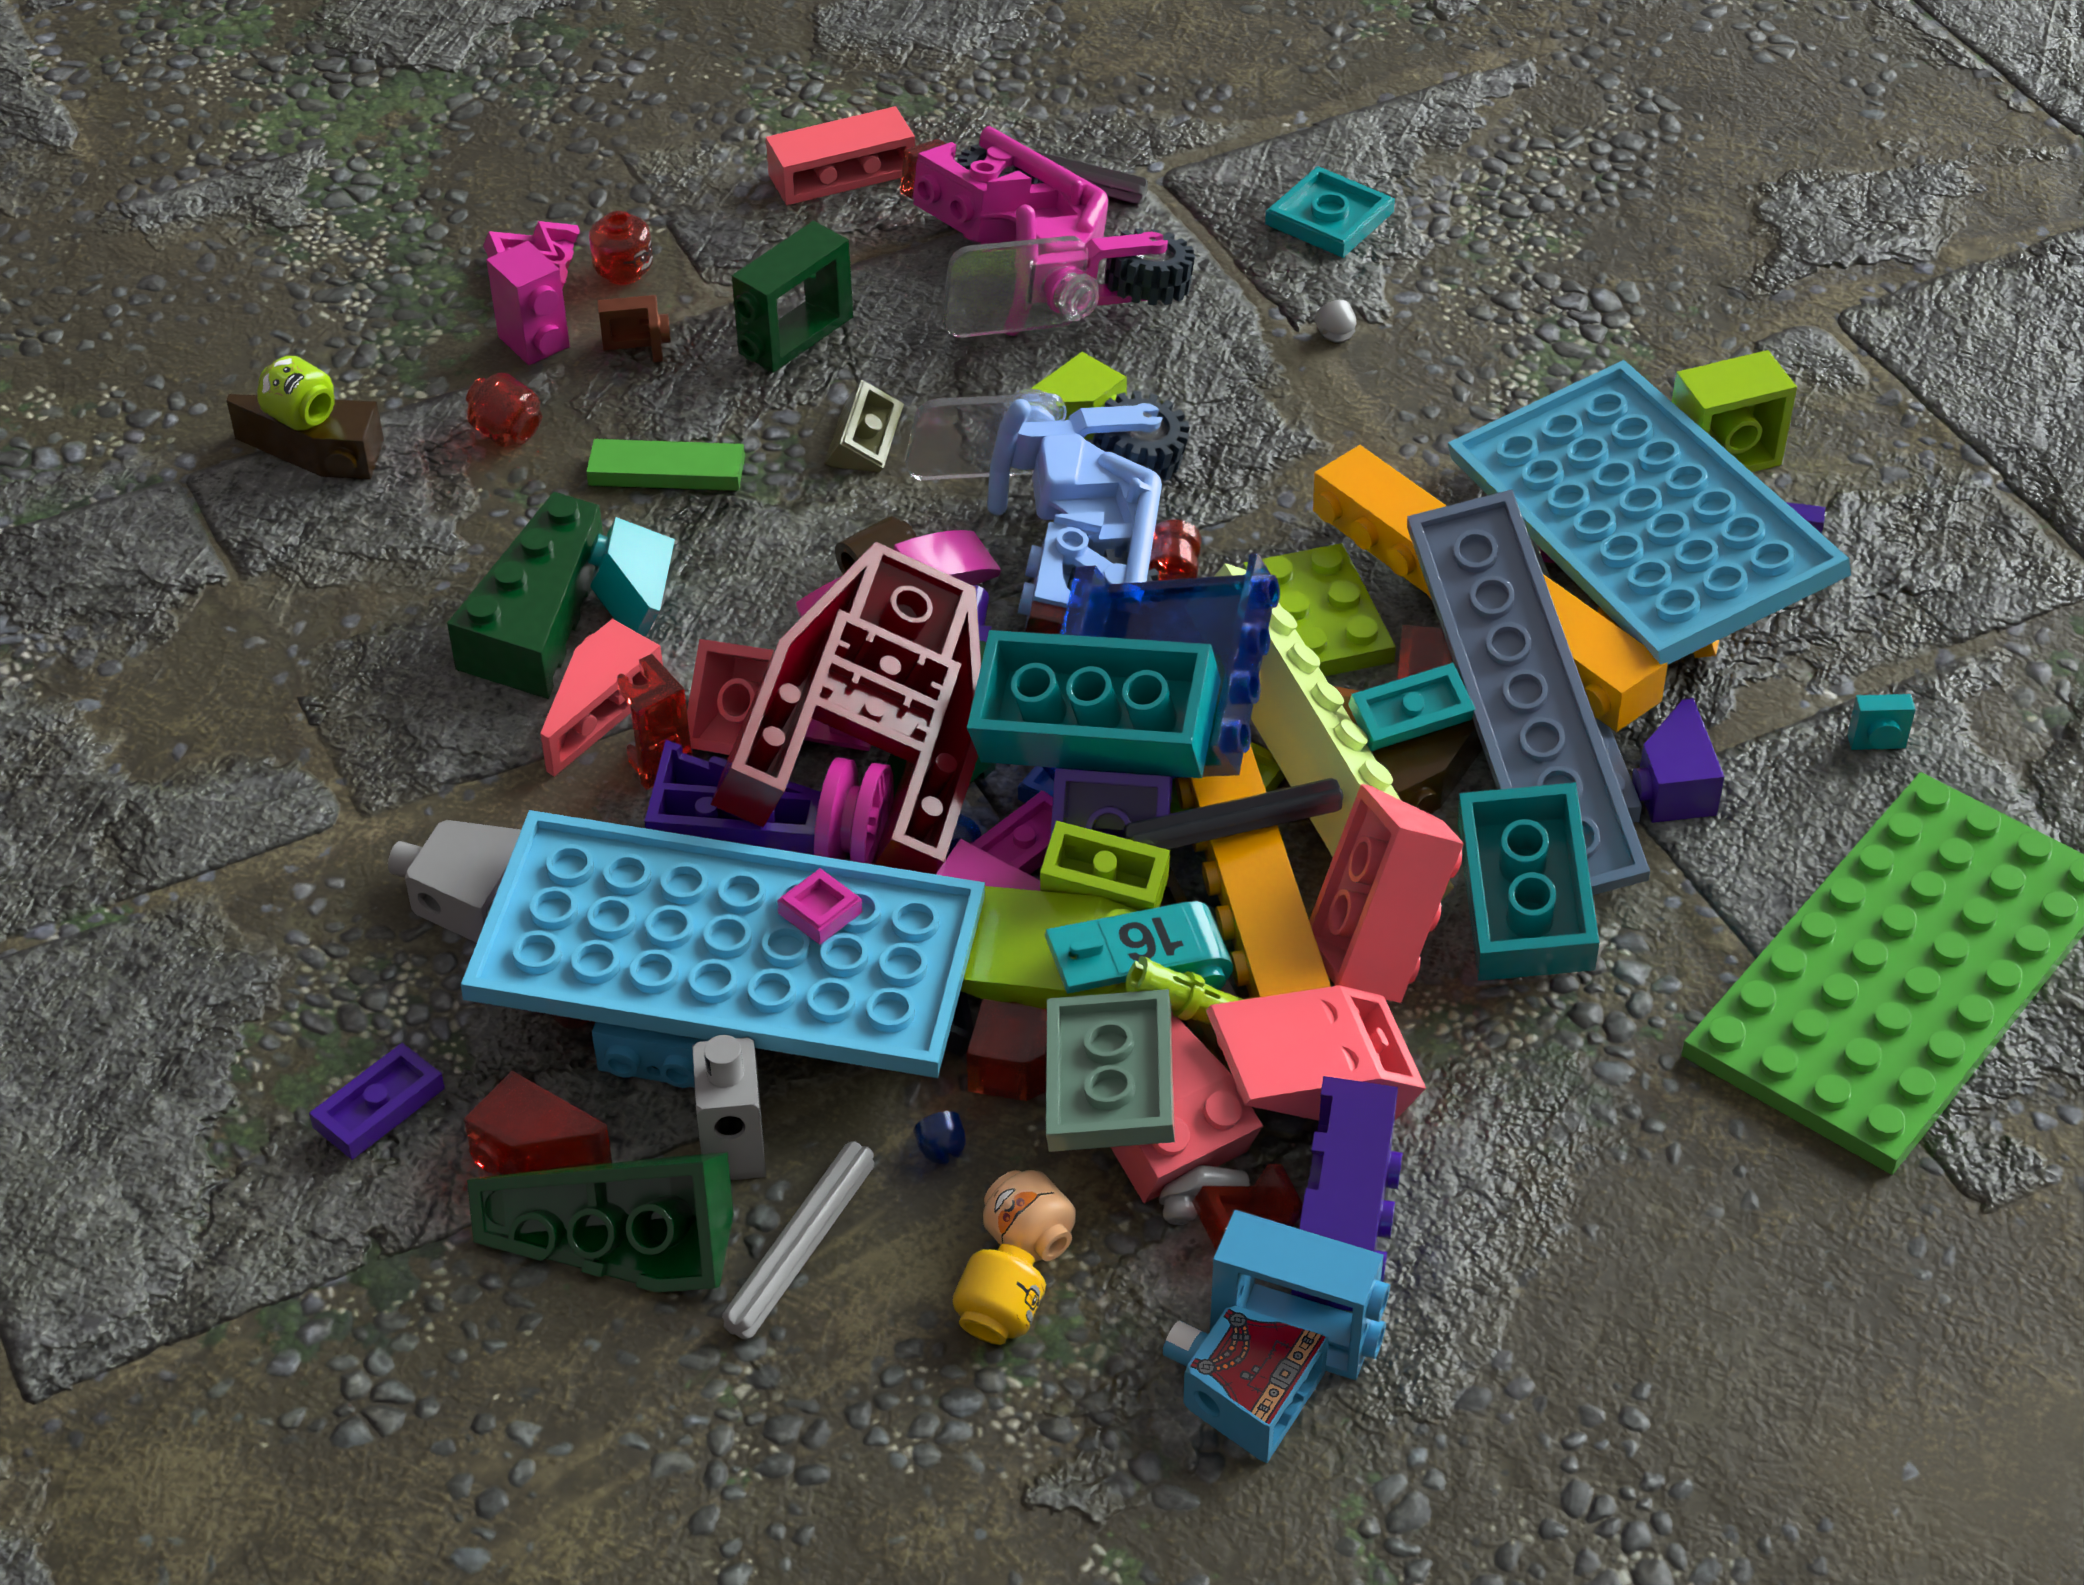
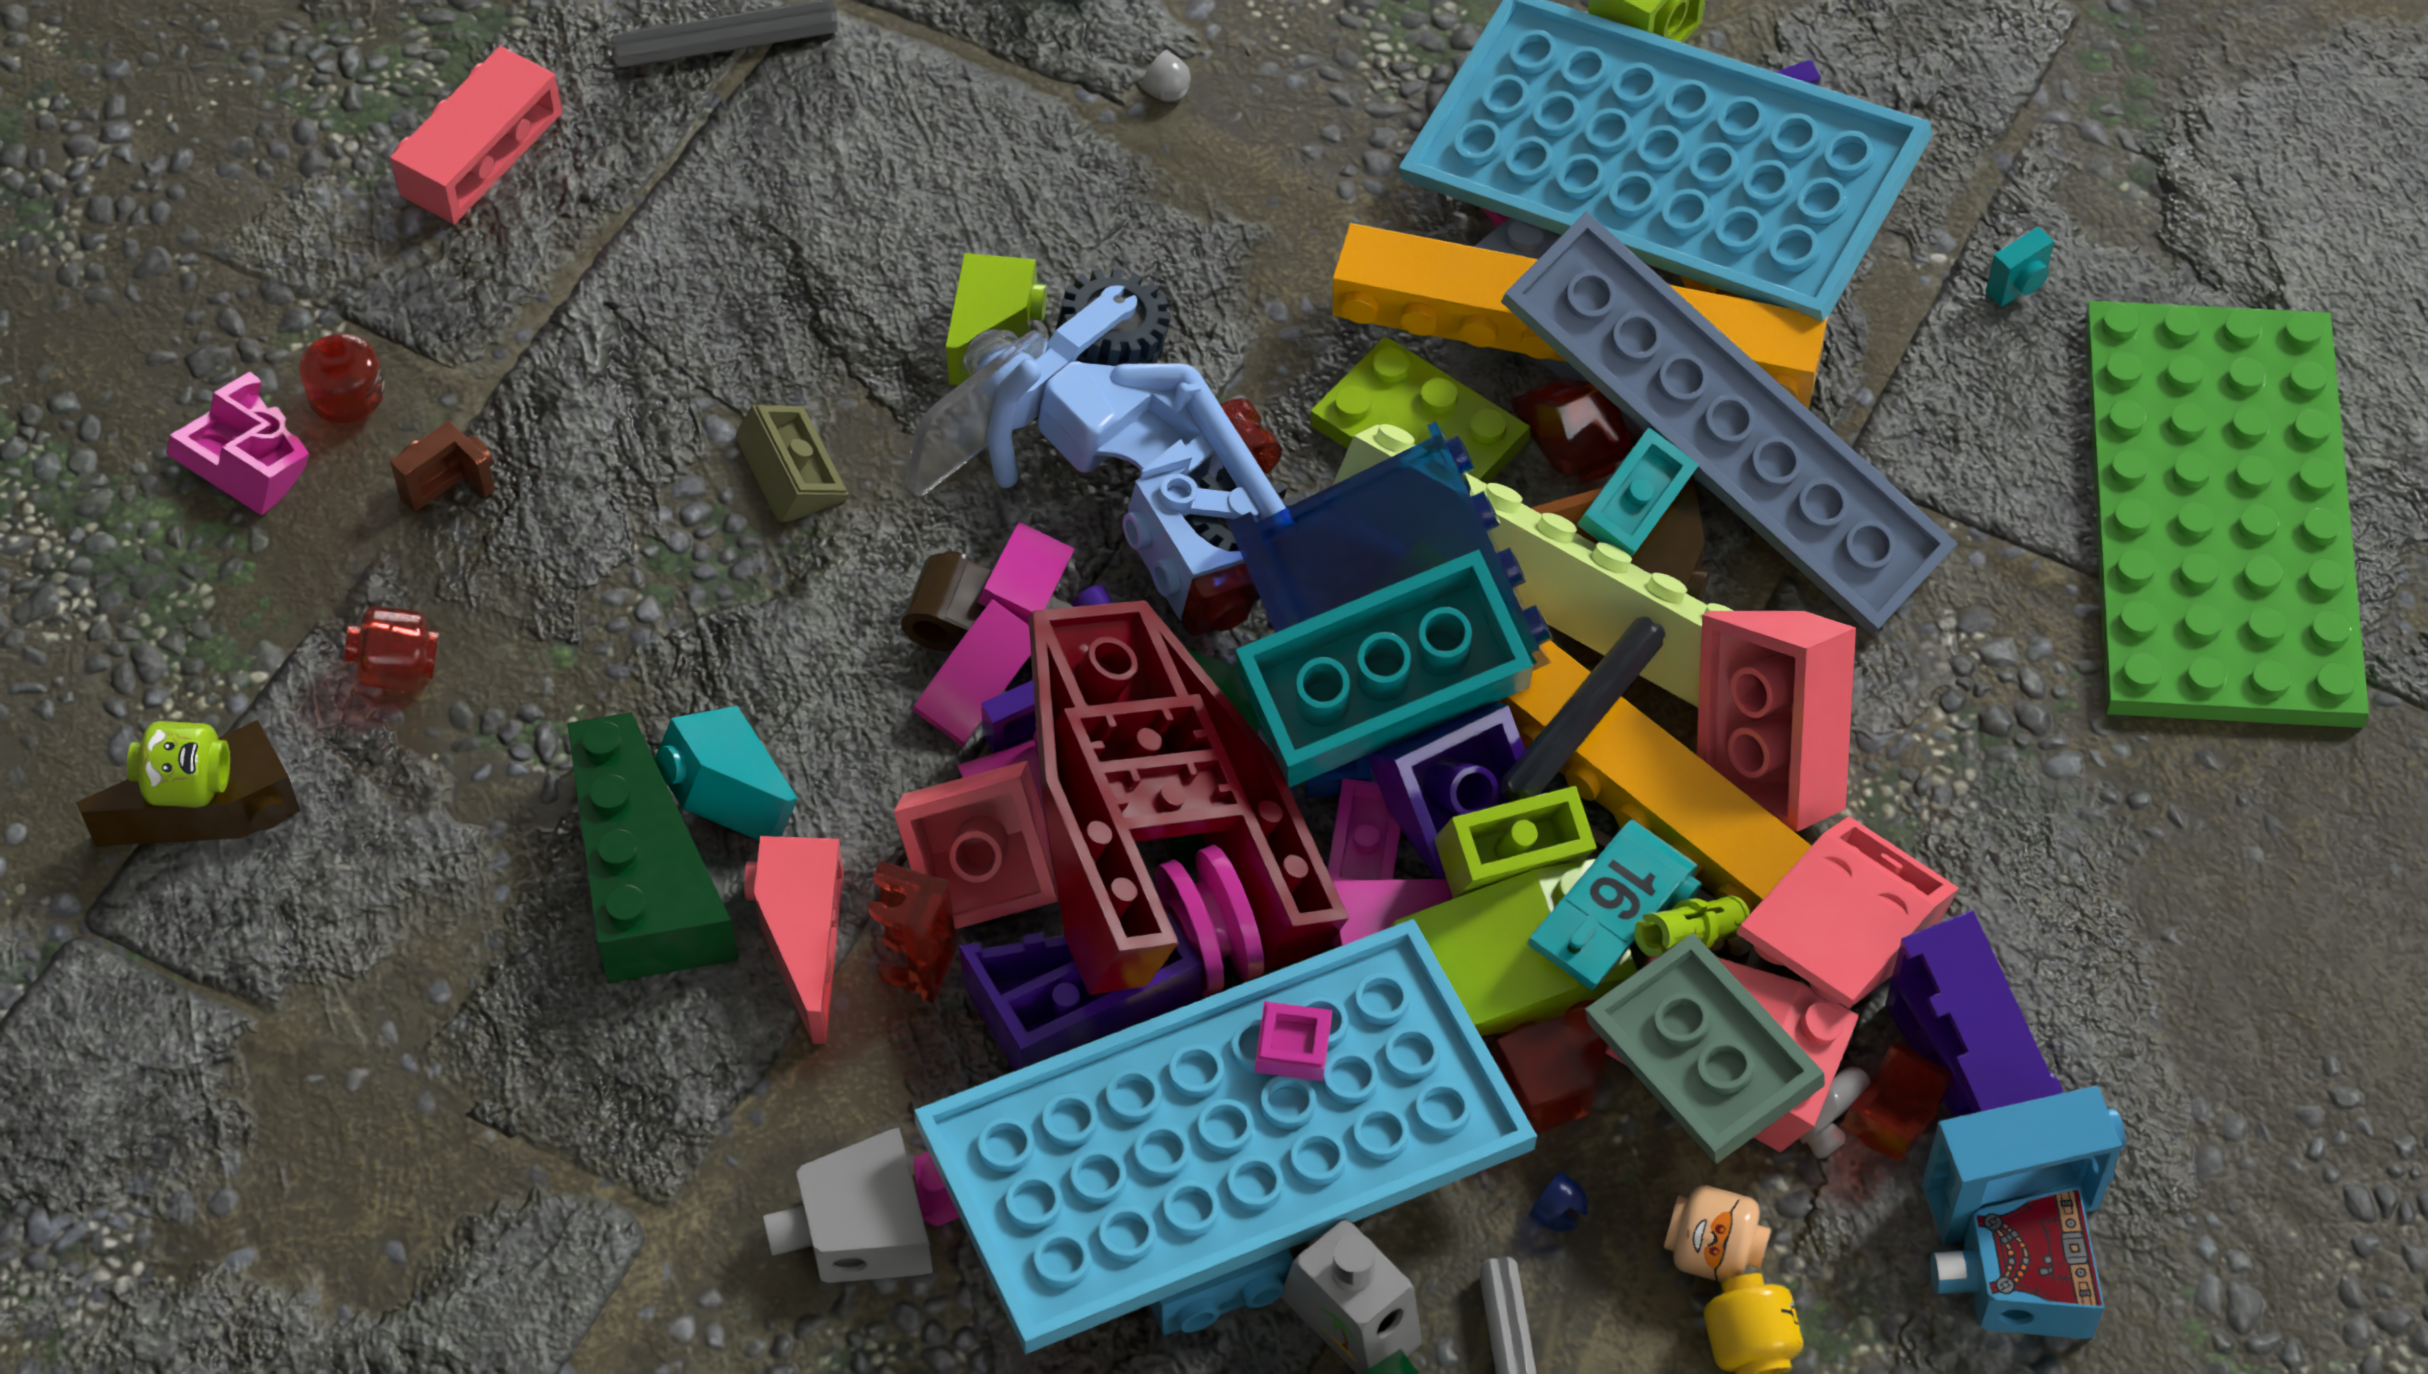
camera: 35 degrees left, 10 degrees up
(528, 302) = (315, 505): dark pink brick -> none
(666, 464) = (619, 616): bright green tile -> none
(810, 256) = (601, 344): dark green window -> none
(1035, 240) = (710, 115): piece -> none
(1527, 882) = (1909, 626): teal brick -> none
(1679, 768) = (1890, 414): dark purple slope -> none

